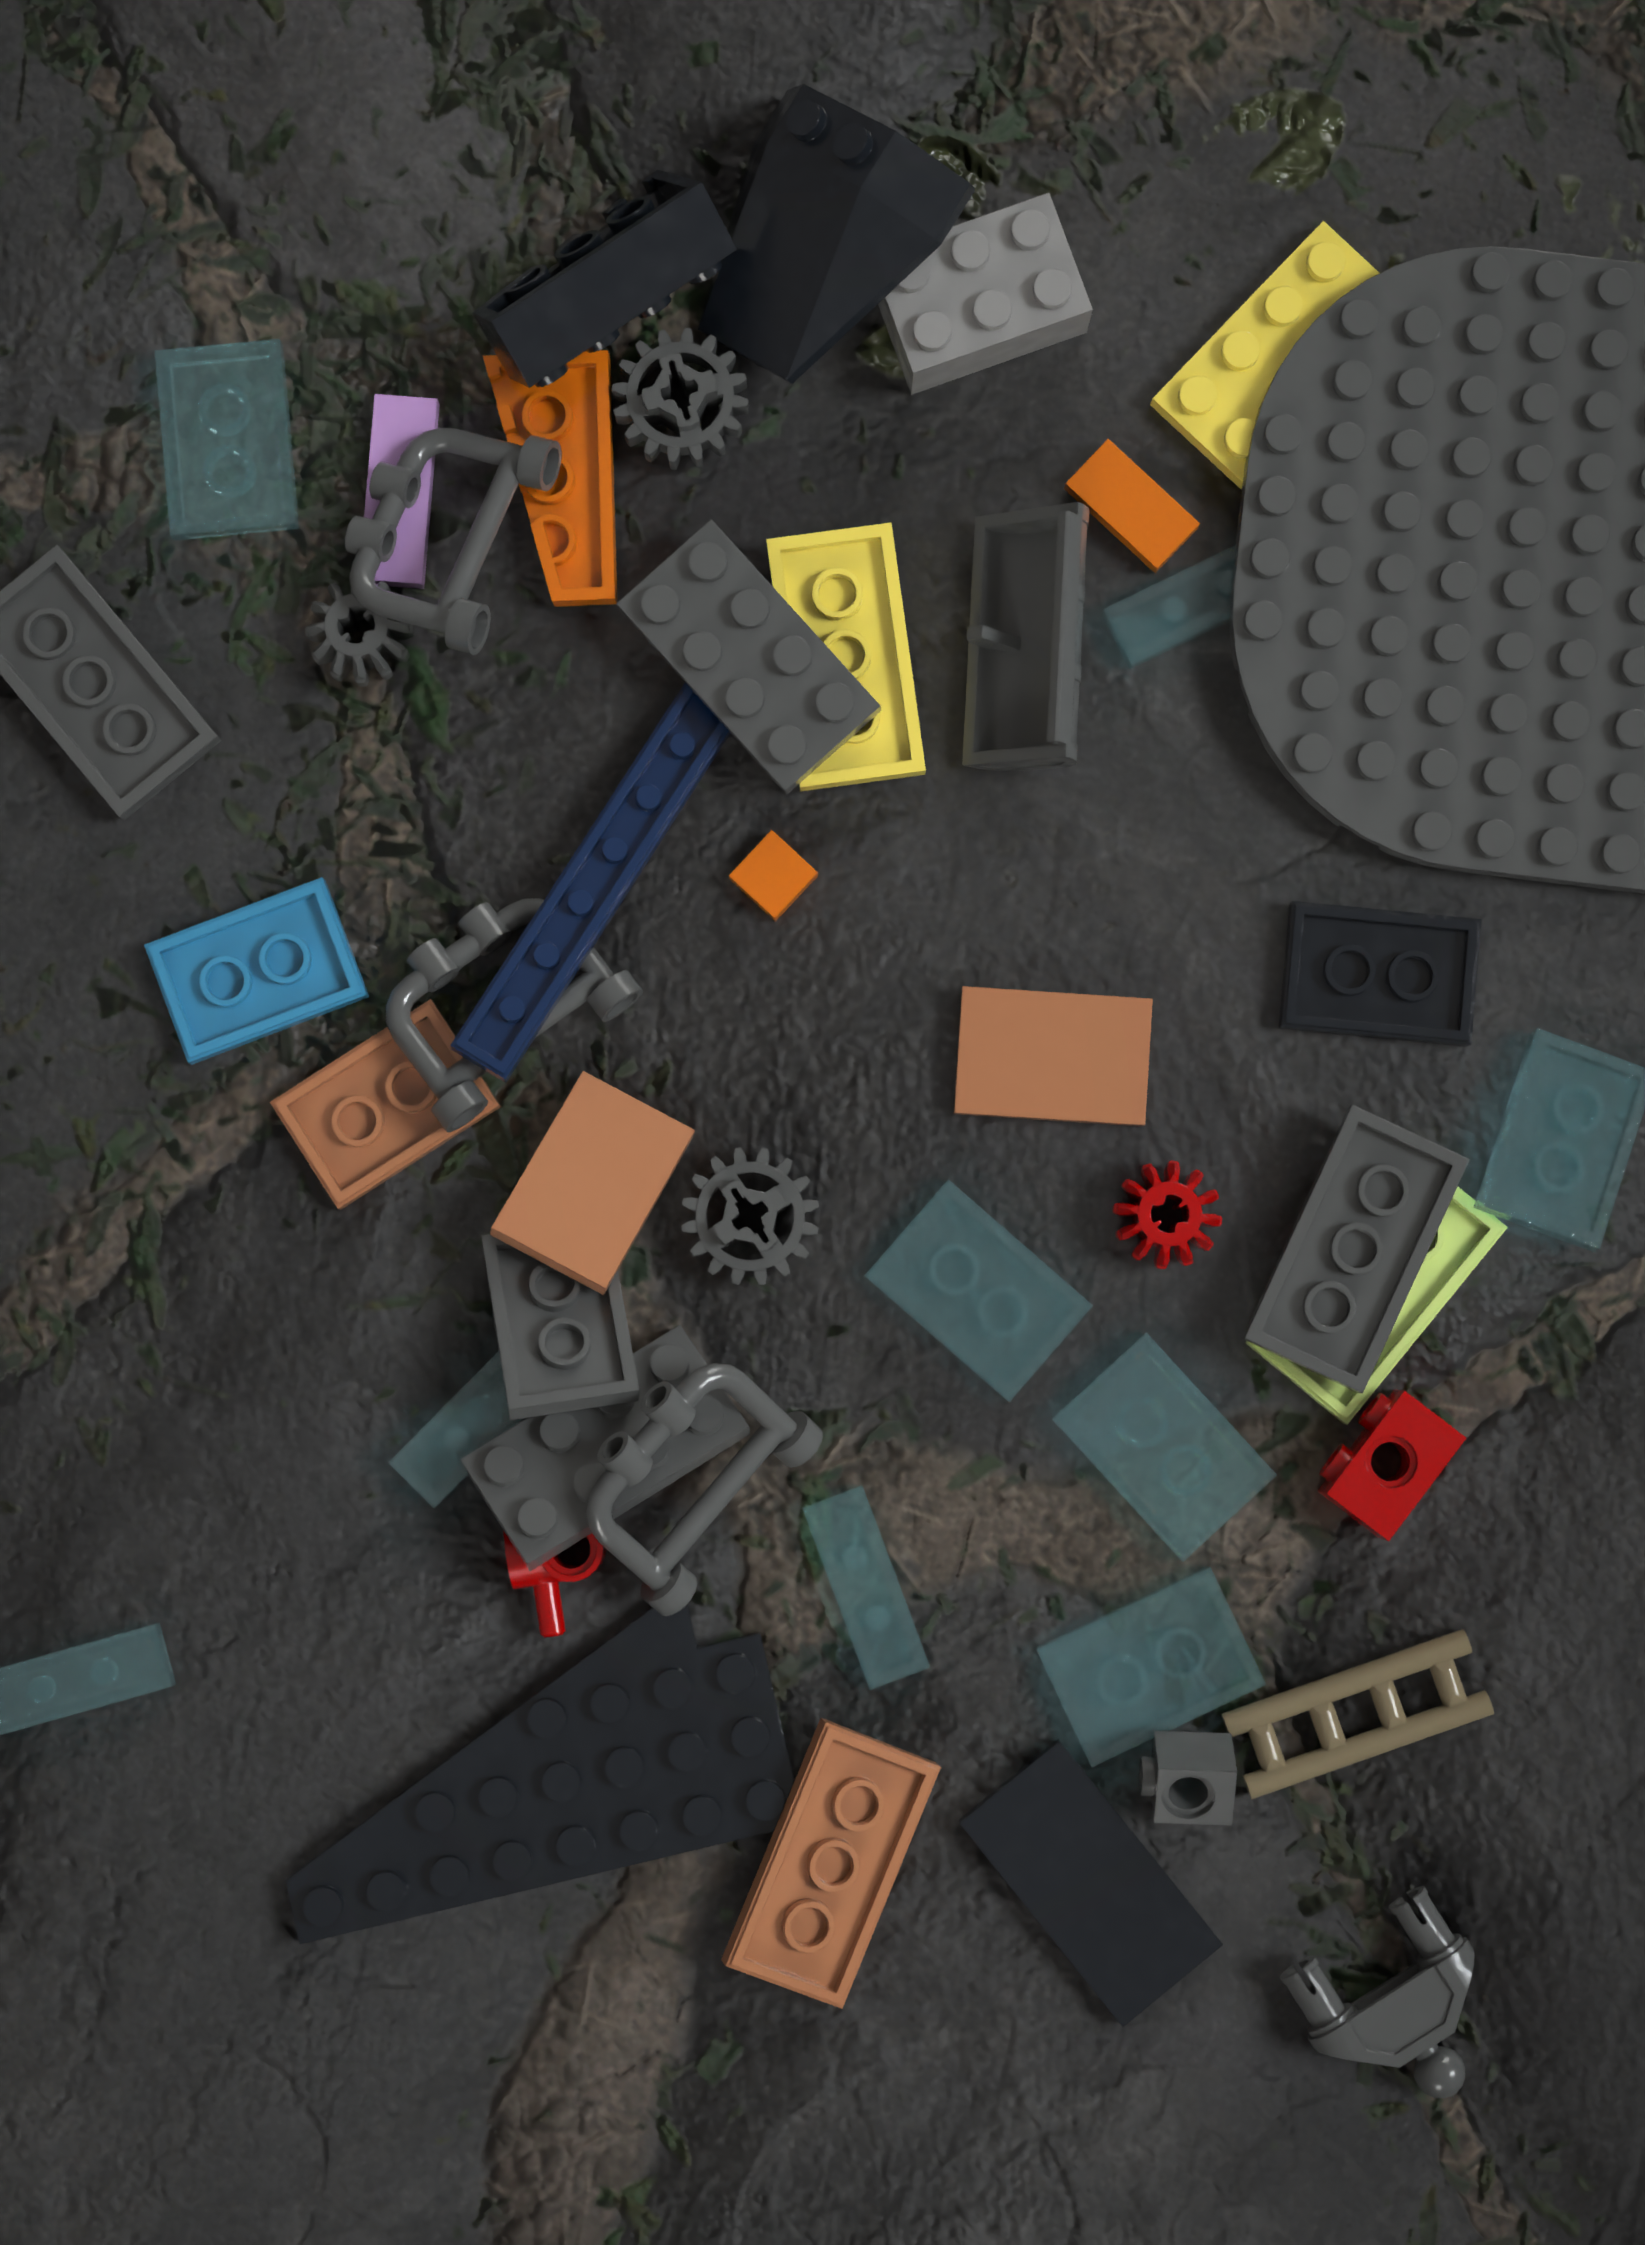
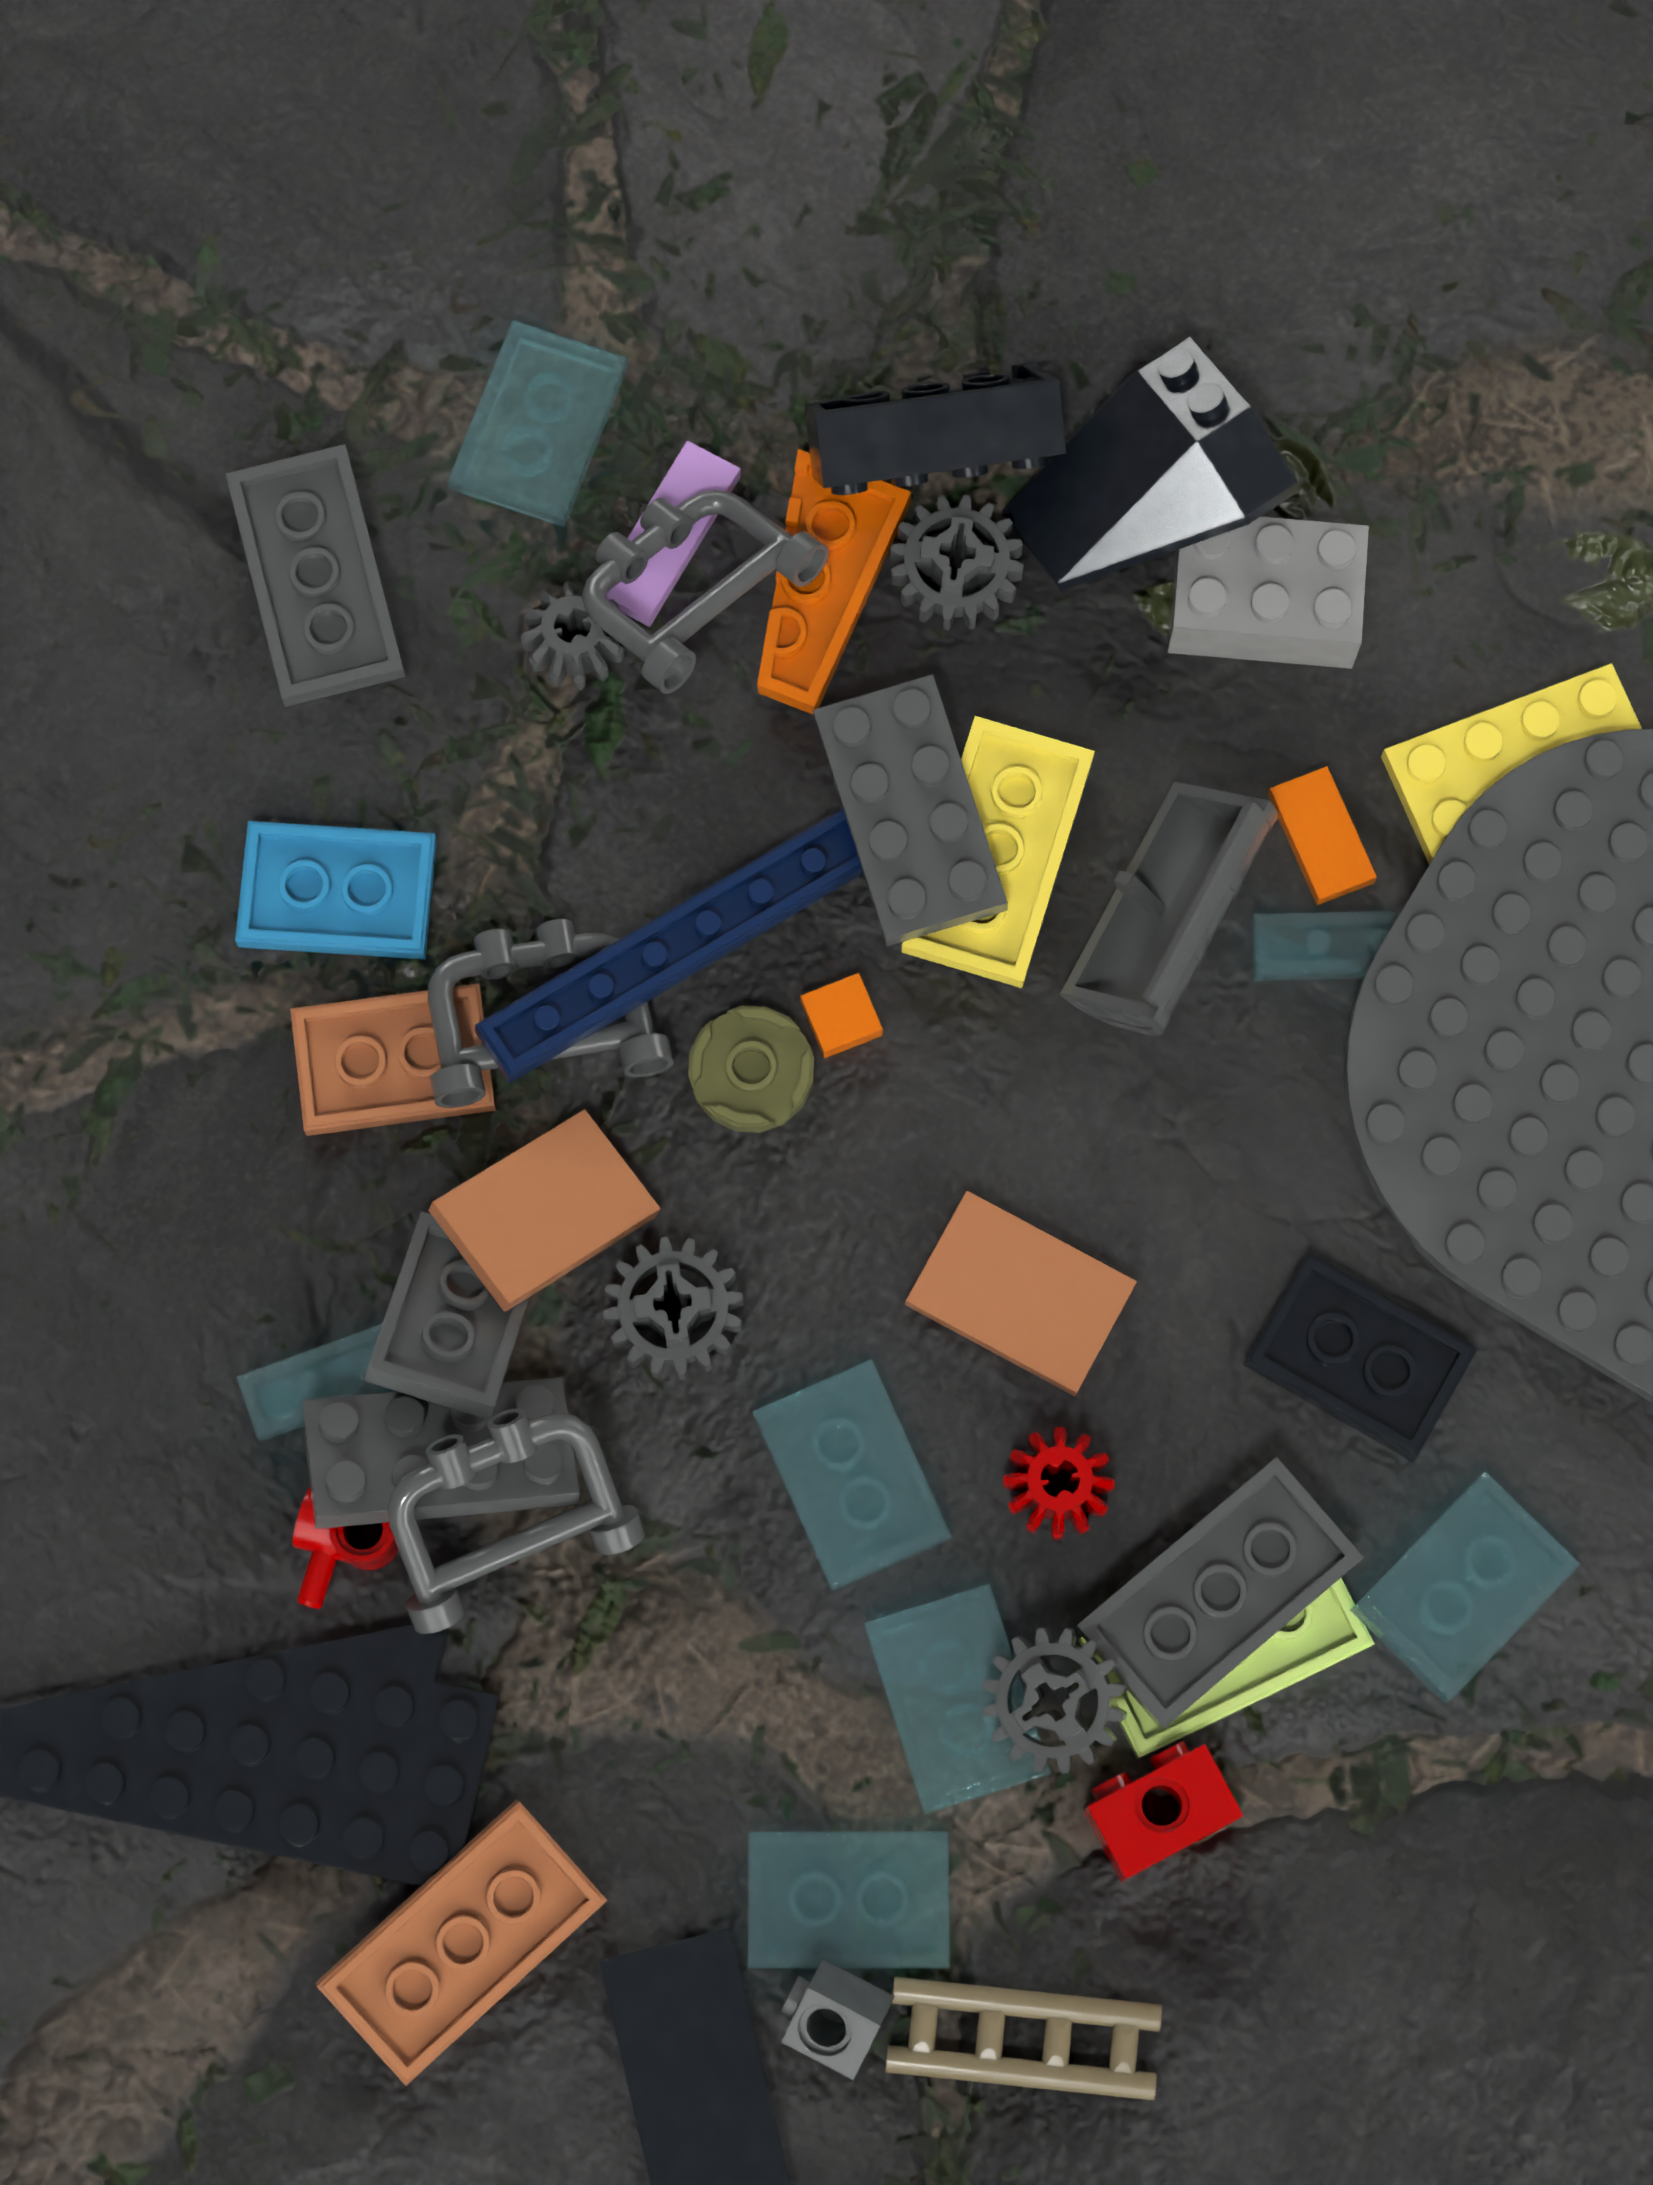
camera: 25 degrees right, 10 degrees down
(714, 962) = (751, 1069): none -> olive tile
(866, 1587) = (617, 1700): clear light blue tile -> none
(1279, 1428) = (1071, 1727): none -> dark grey gear

